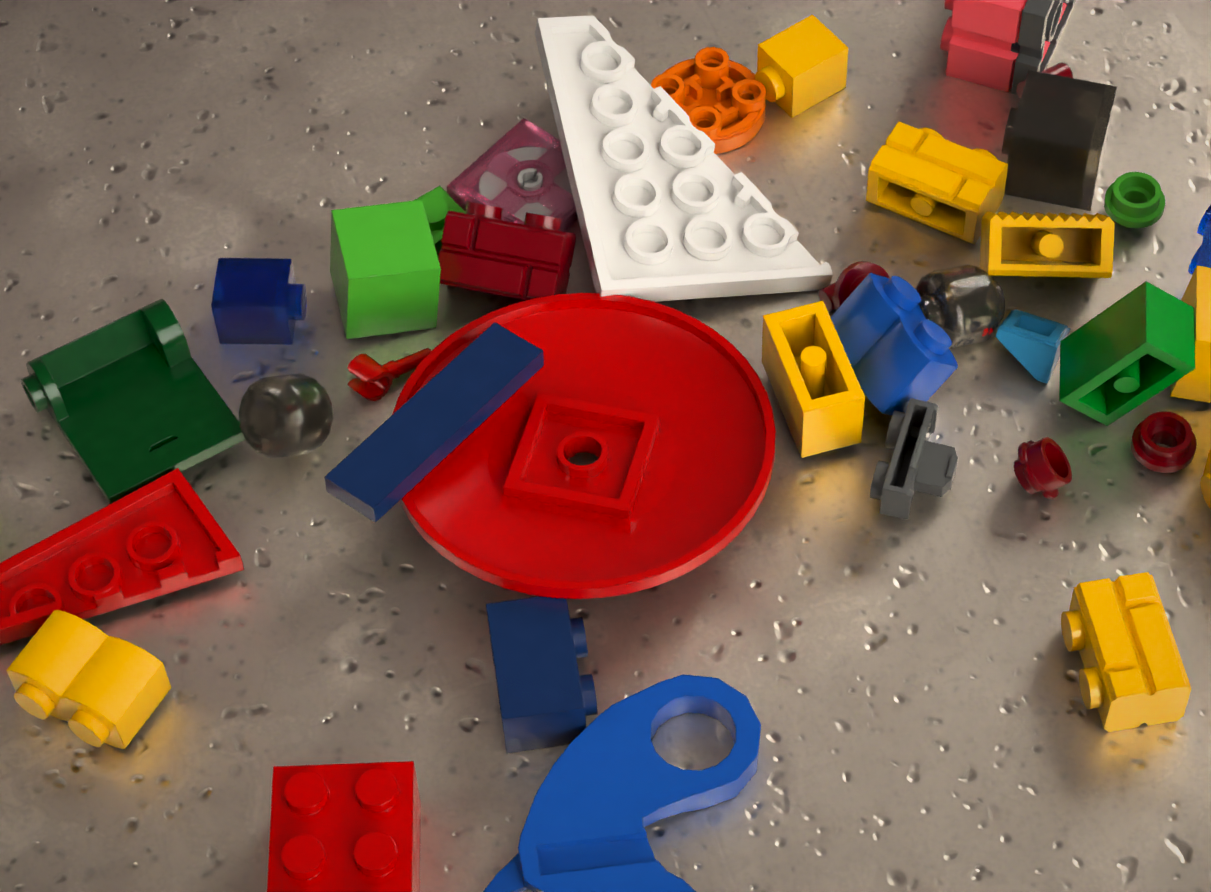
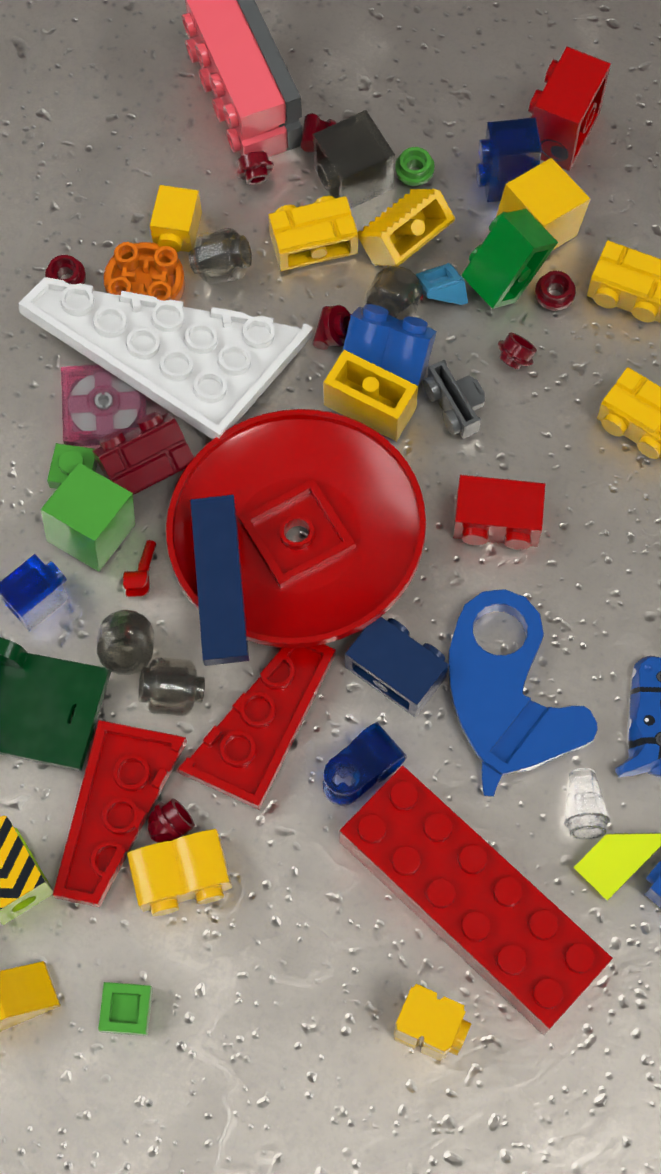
camera: 45 degrees left, 15 degrees up
(138, 622) = (169, 821): none -> dark red plate
(282, 497) = (170, 687): none -> clear smoke head
(313, 621) = (256, 735): none -> red wing
(386, 733) = (367, 760): none -> clear blue piece
(636, 36) = (65, 265): none -> dark red plate
(808, 132) = (220, 256): none -> clear smoke head
(831, 612) = (499, 512): none -> red brick
(946, 77) = (254, 167): none -> dark red plate

